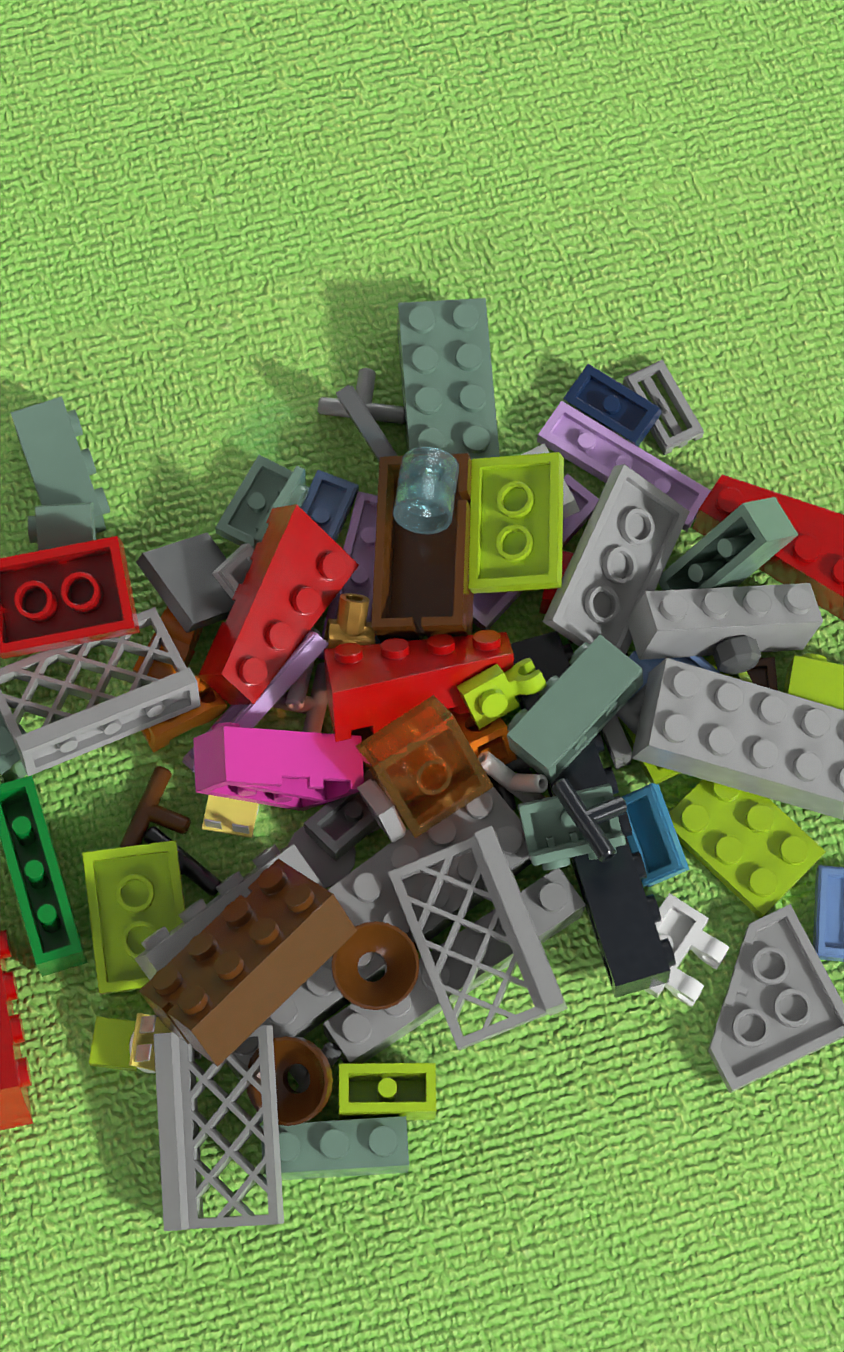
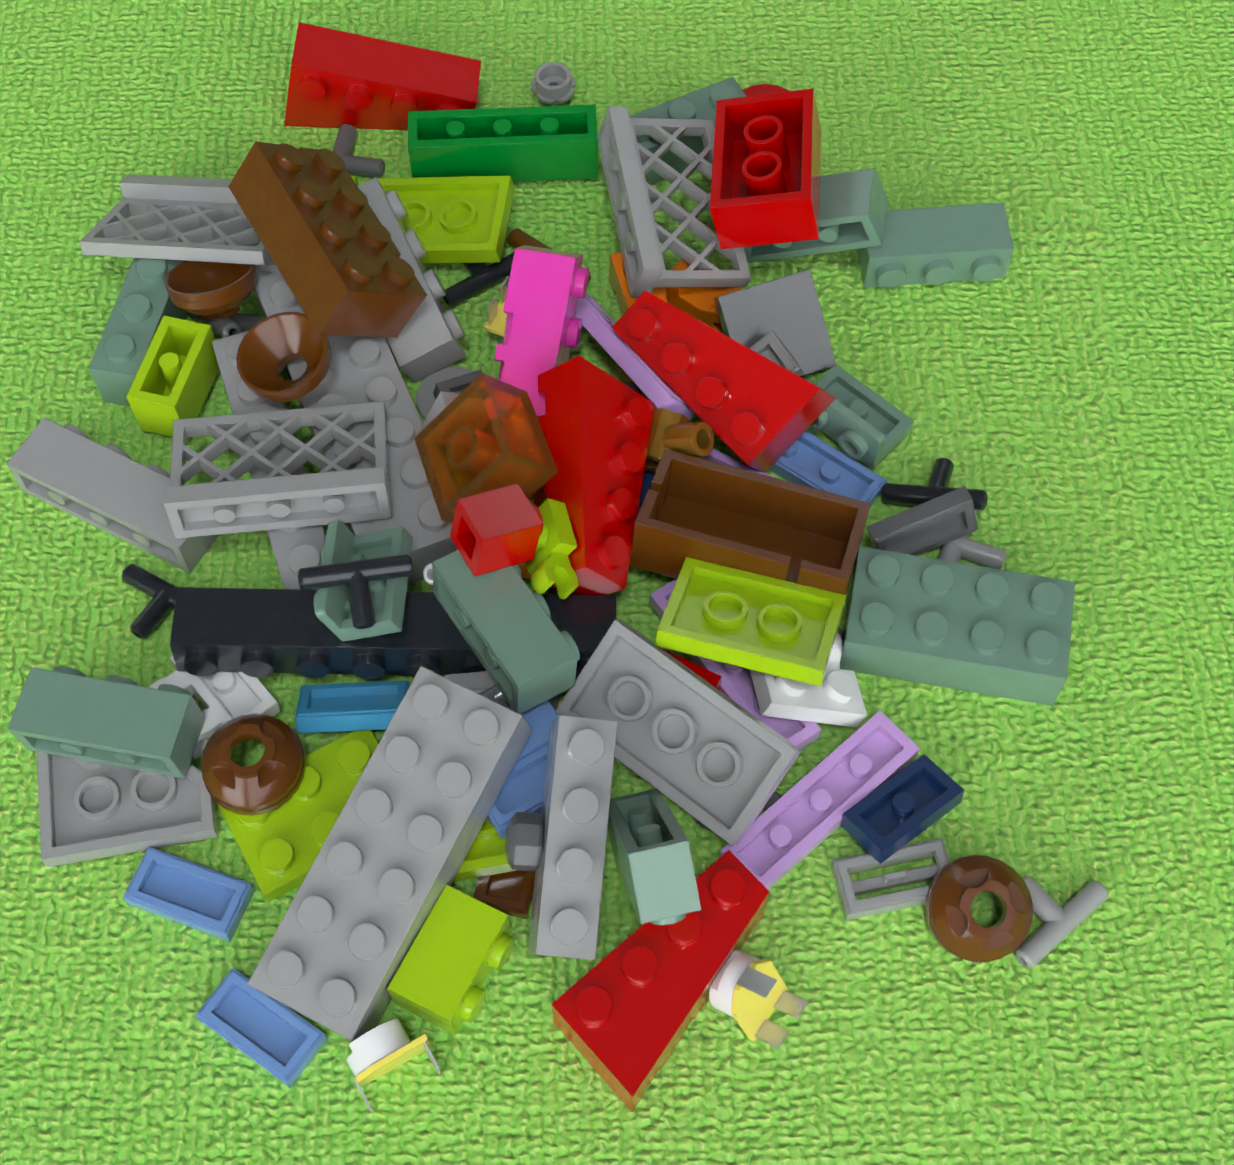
camera: 110 degrees right, 10 degrees down
(72, 1046) = (354, 164): none -> dark grey piece
(322, 428) = (937, 486): none -> black piece
(426, 490) = (793, 507): clear light blue wheel -> none
(513, 1110) = (103, 490): none -> light grey brick
(514, 717) = (496, 529): none -> red brick
(593, 1031) = (162, 600): none -> black piece
(659, 292) = (1058, 920): none -> light grey piece
(664, 350) = (950, 908): none -> reddish brown piece
(720, 907) = (259, 786): none -> reddish brown piece
(740, 1007) = (108, 721): none -> sand green brick
(789, 474) = (750, 993): none -> piece

